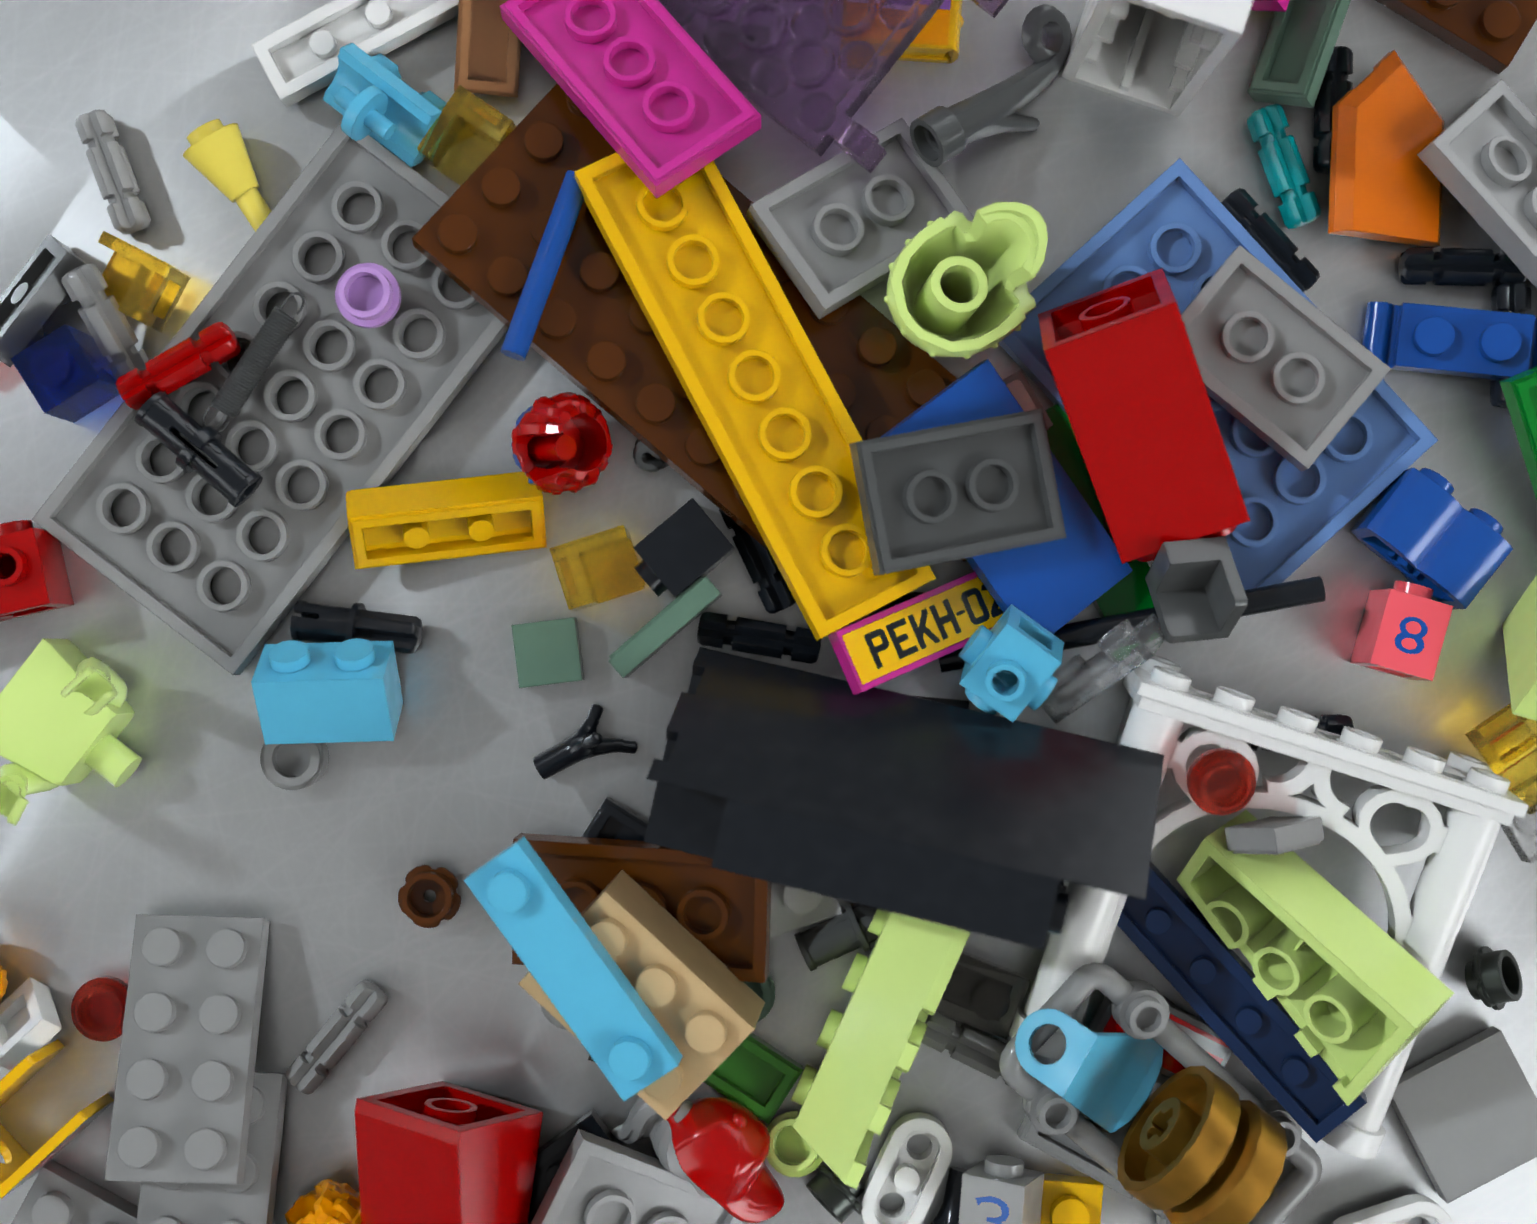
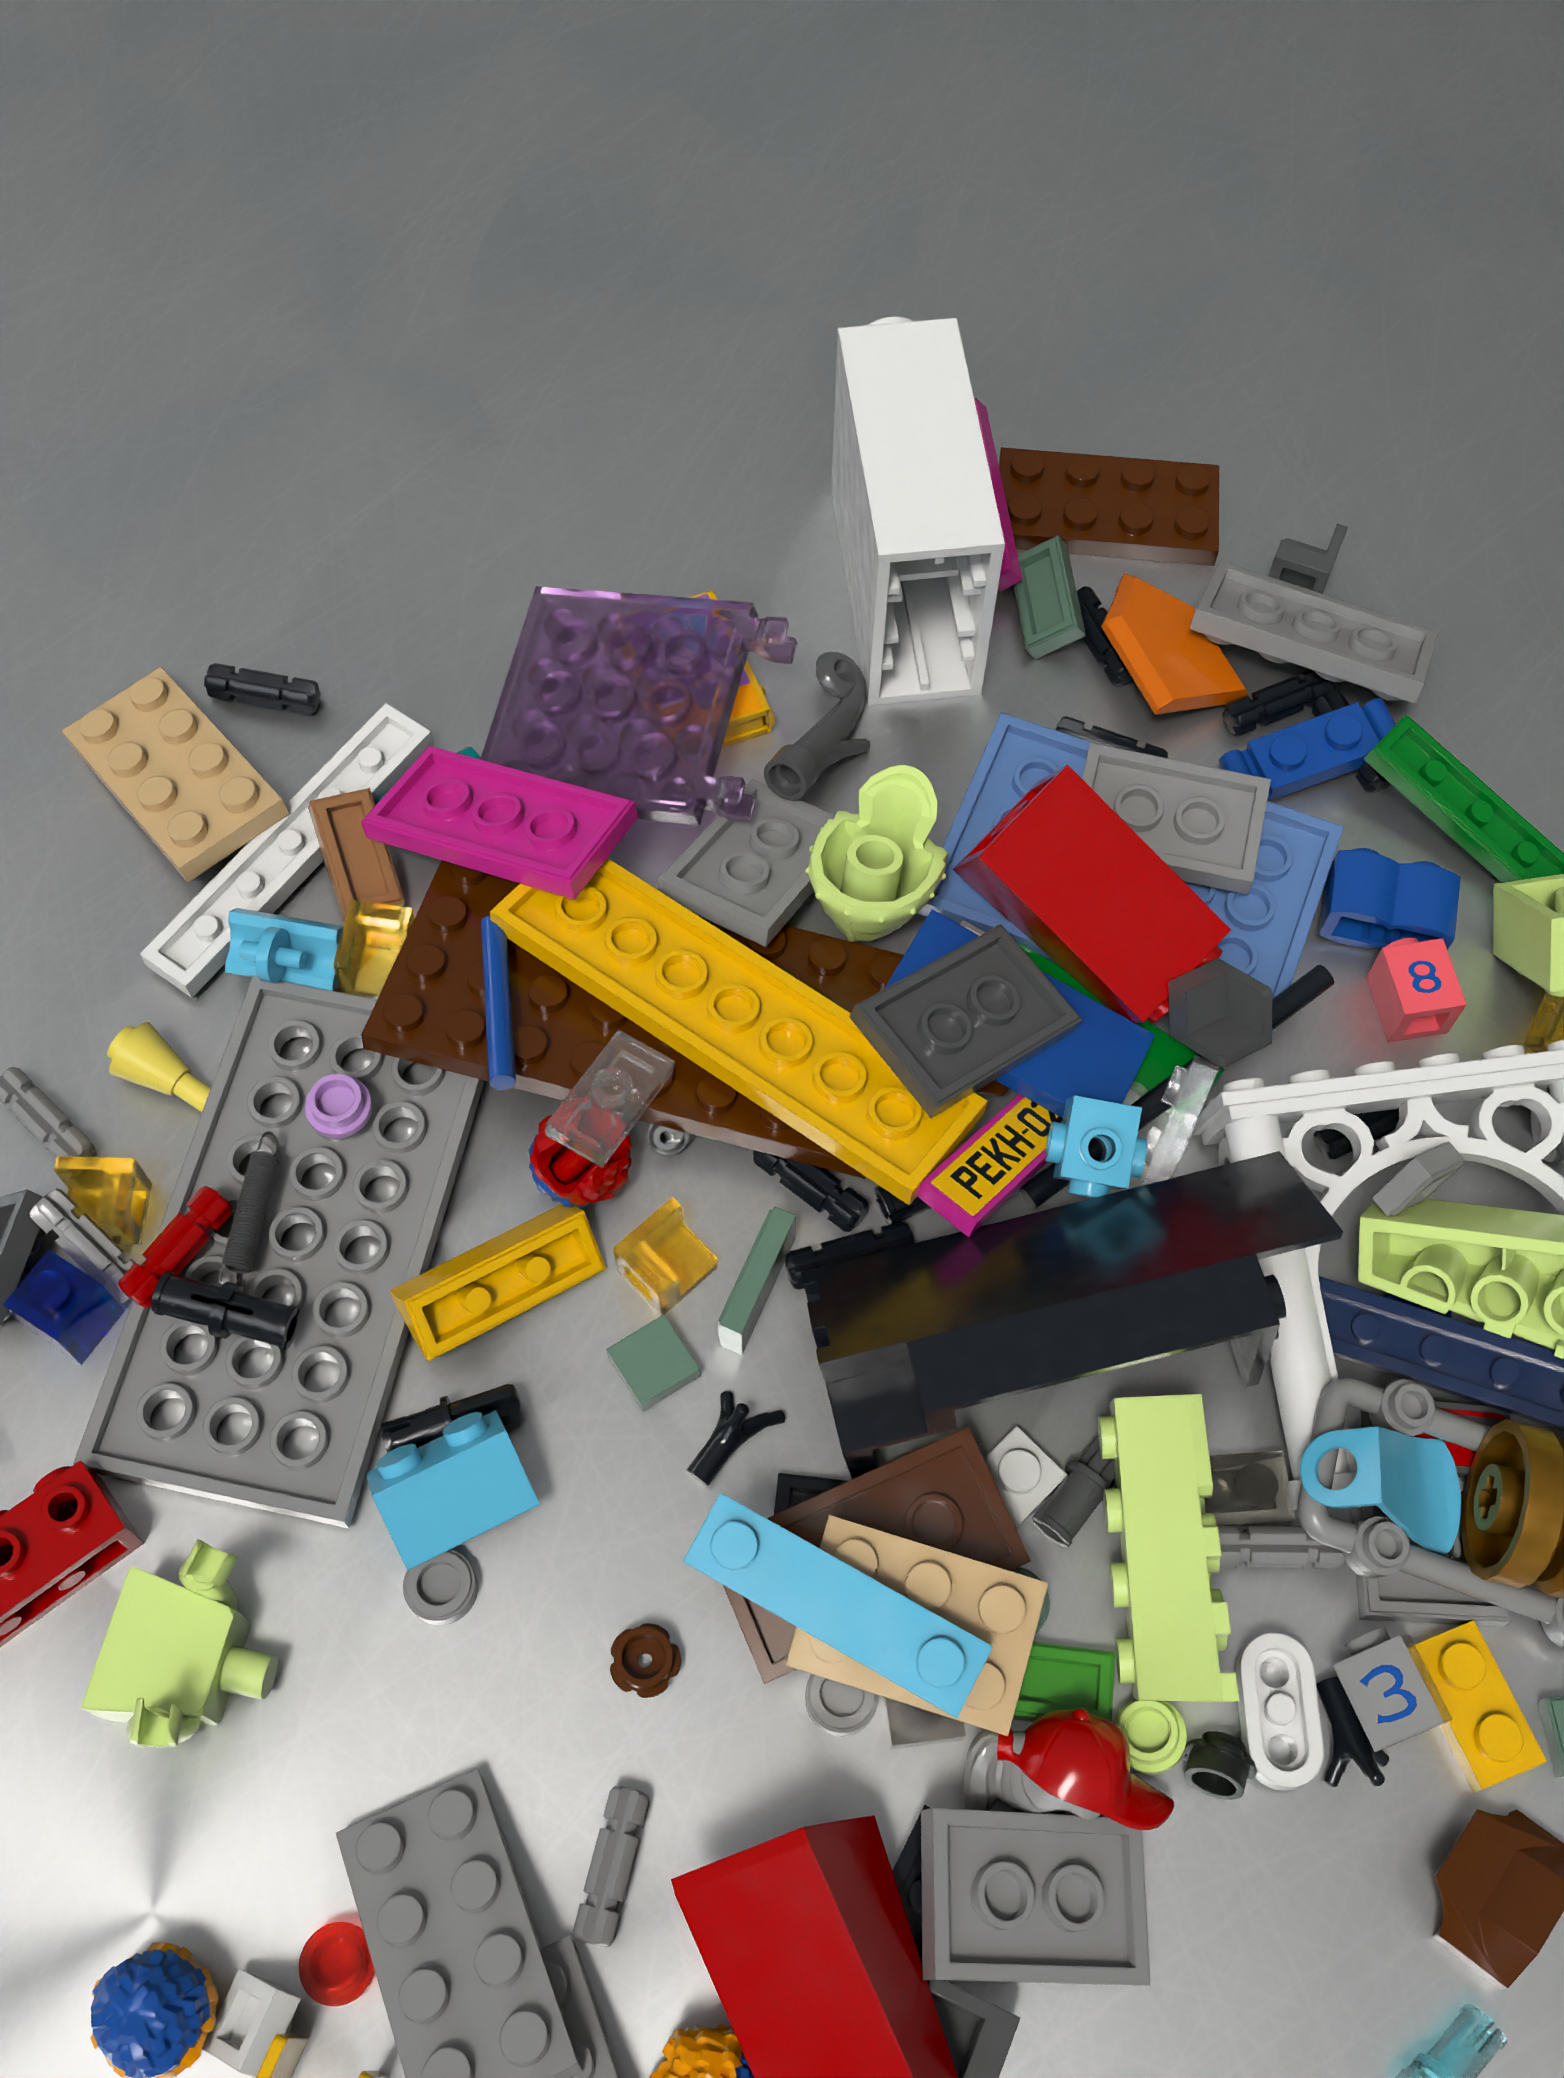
camera: 30 degrees left, 25 degrees down
(601, 416) = (609, 1098): none -> clear plate
(681, 550) = (738, 1202): black brick -> none
(1221, 781) = (1343, 1146): clear red plate -> none
(1283, 166) = (1088, 690): teal axle -> none

